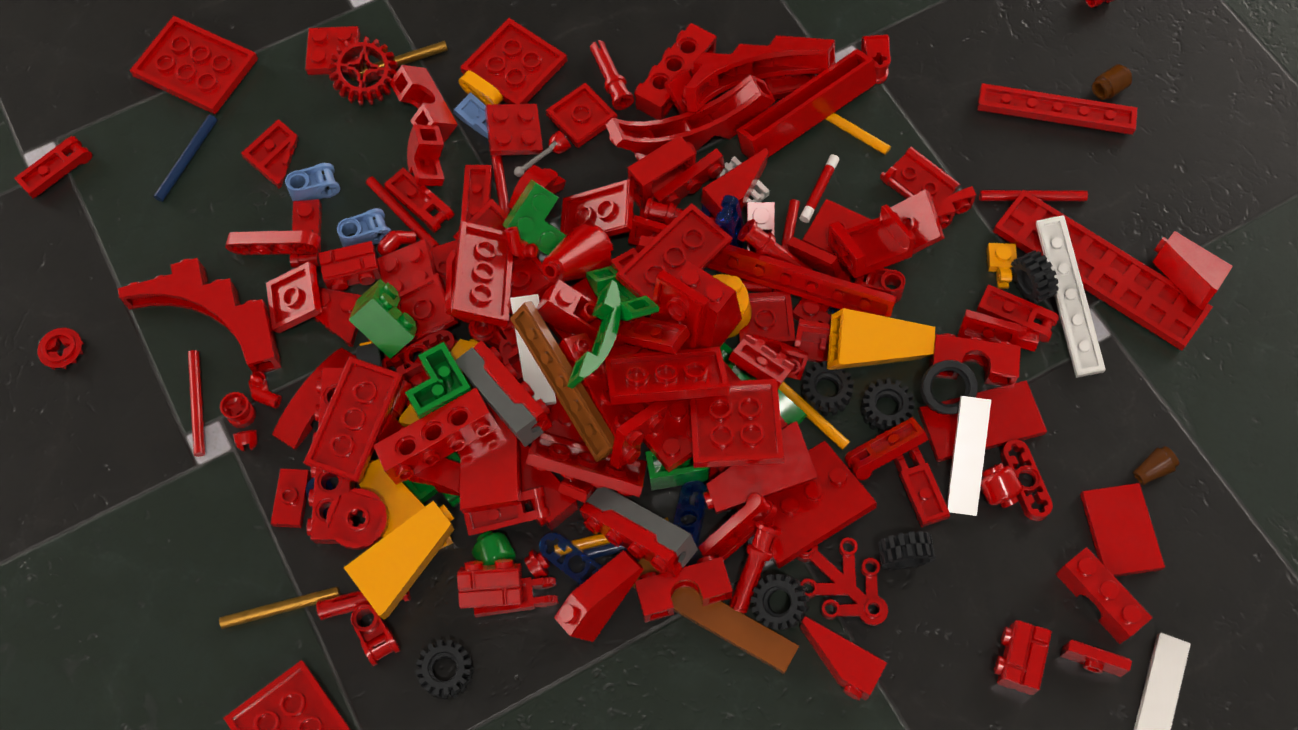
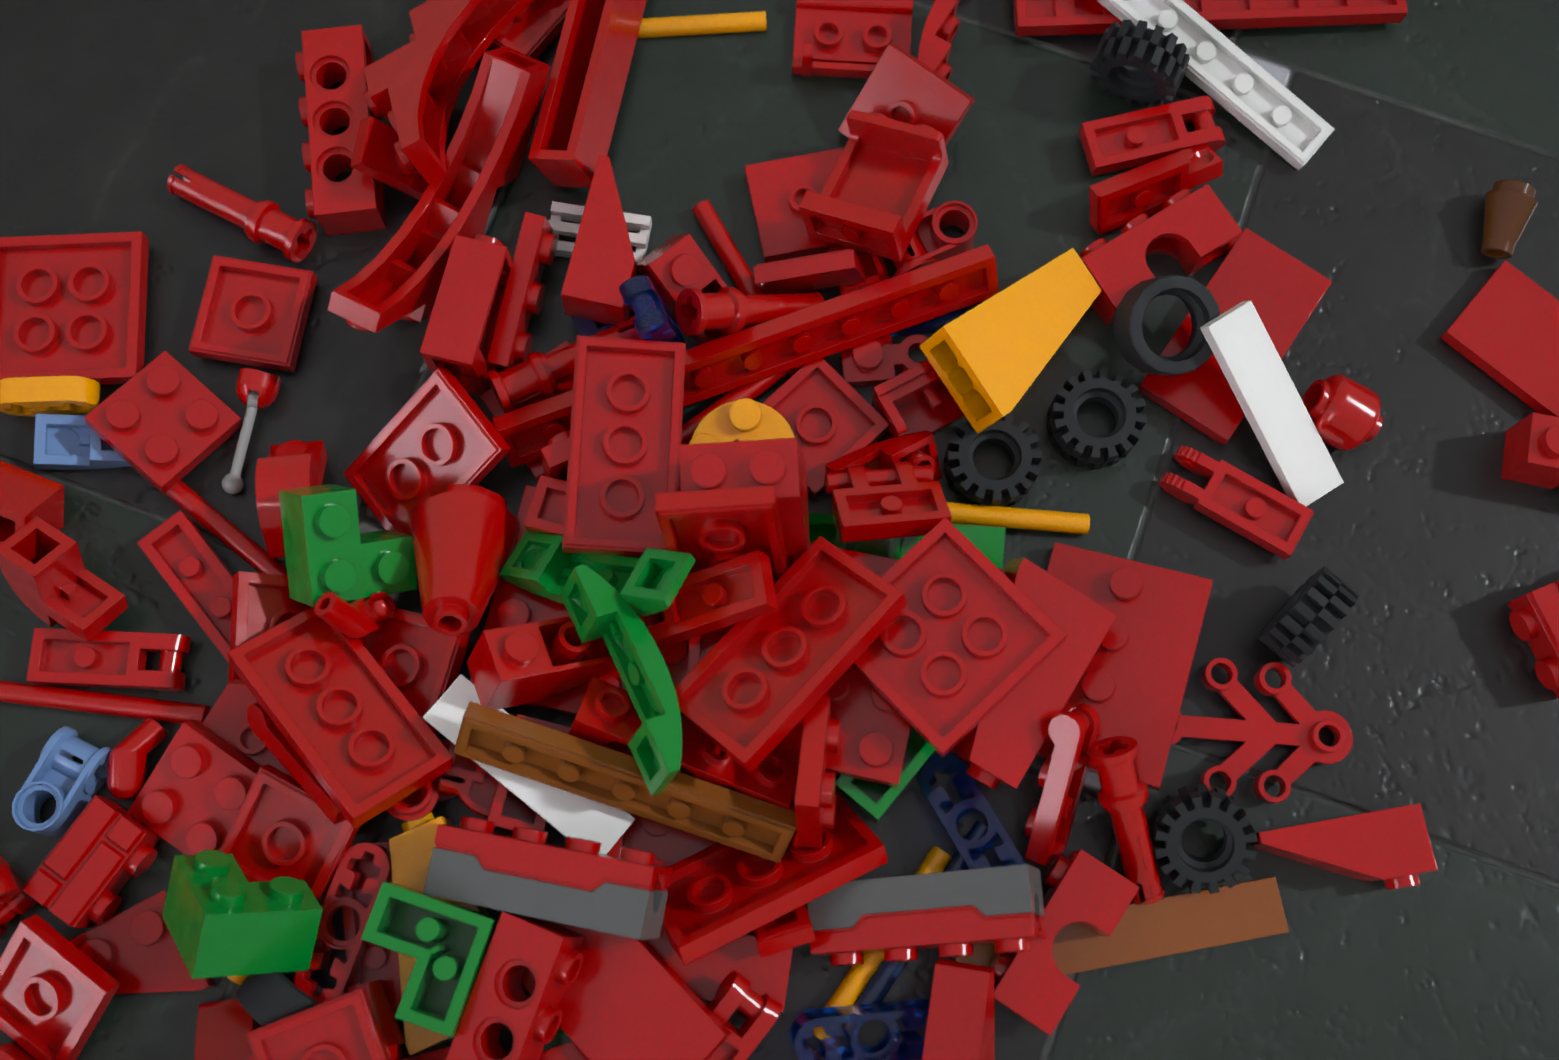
camera: 45 degrees left, 10 degrees up
(819, 189) = (718, 156): red bar -> none
(885, 448) = (1153, 485): red plate -> none
(999, 261) = (1065, 70): light orange plate -> none
(1030, 468) = (1401, 380): red beam -> none

